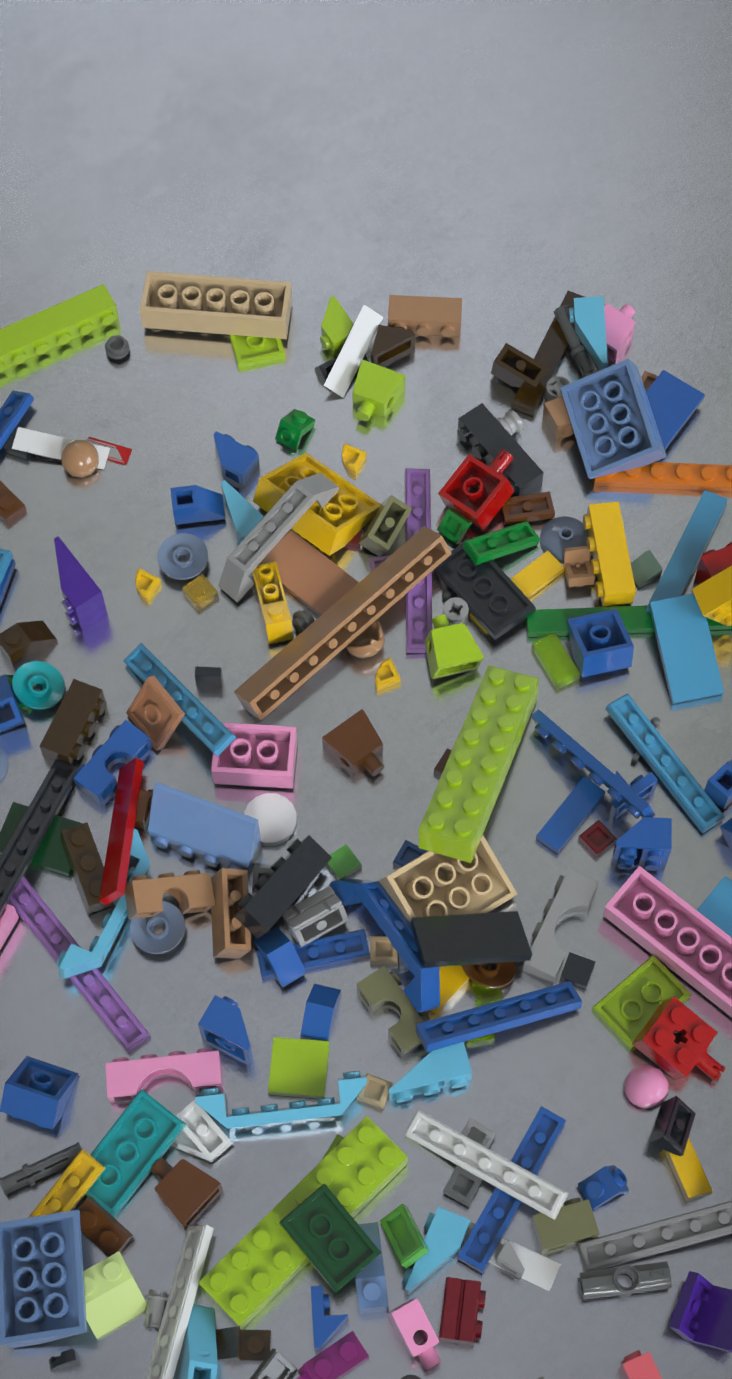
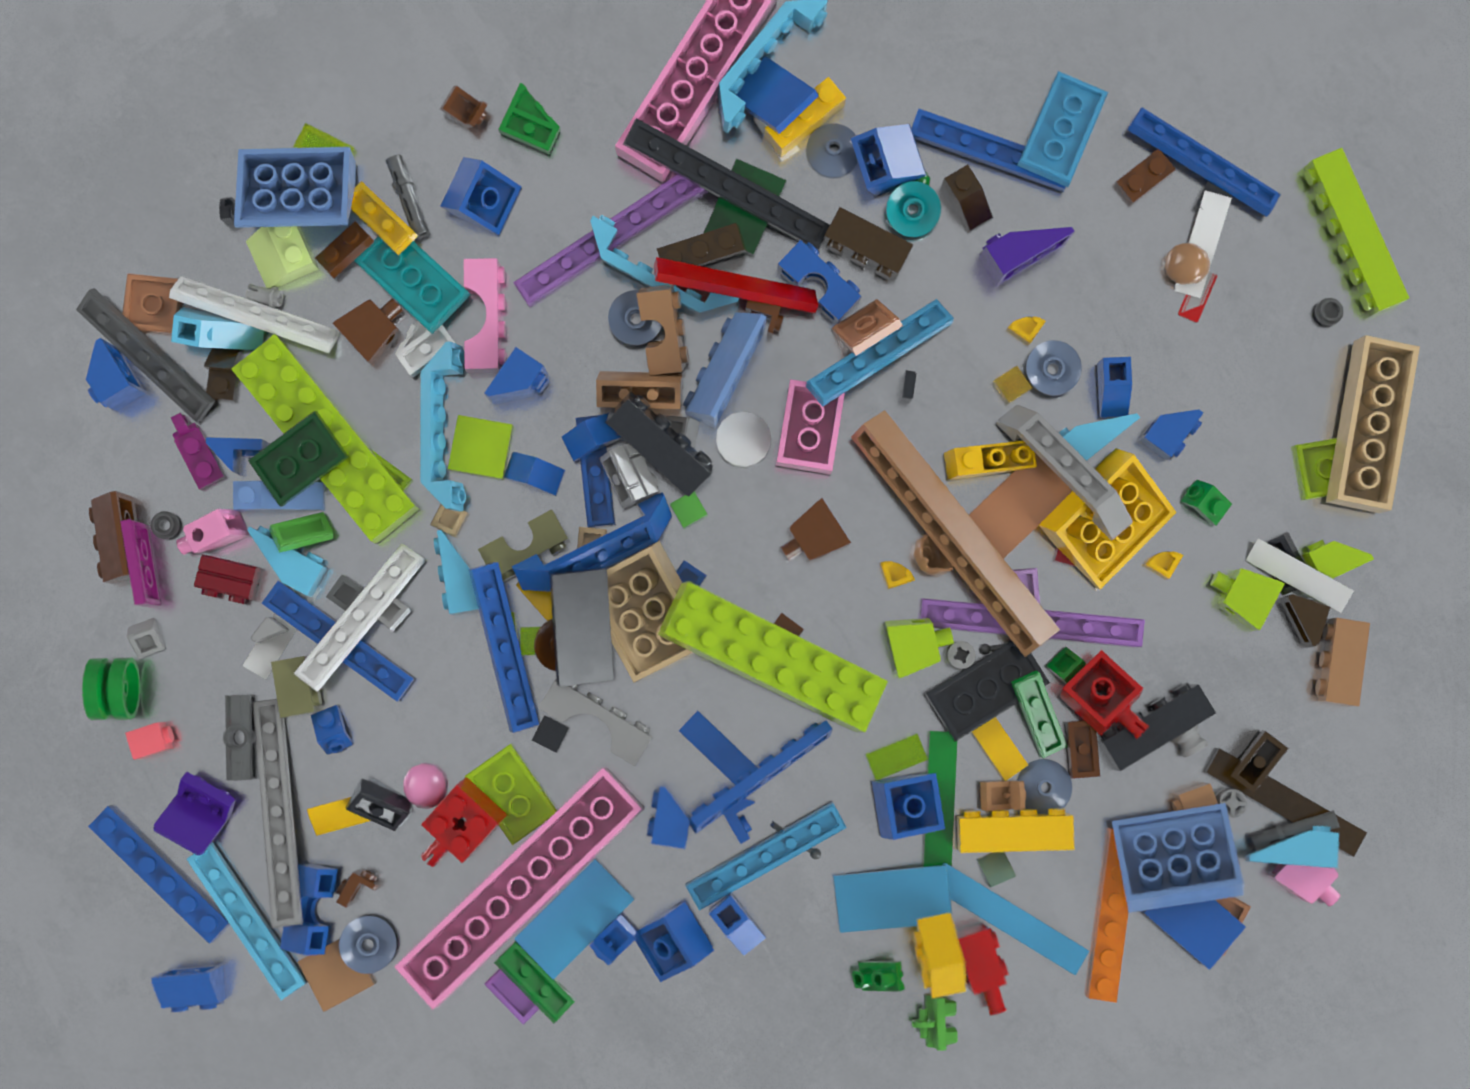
camera: 90 degrees right, 20 degrees up
(302, 620) = (964, 490): dark grey plate -> none
(385, 525) = (1069, 589): olive brick -> none
(597, 838) = (690, 774): dark red tile -> none

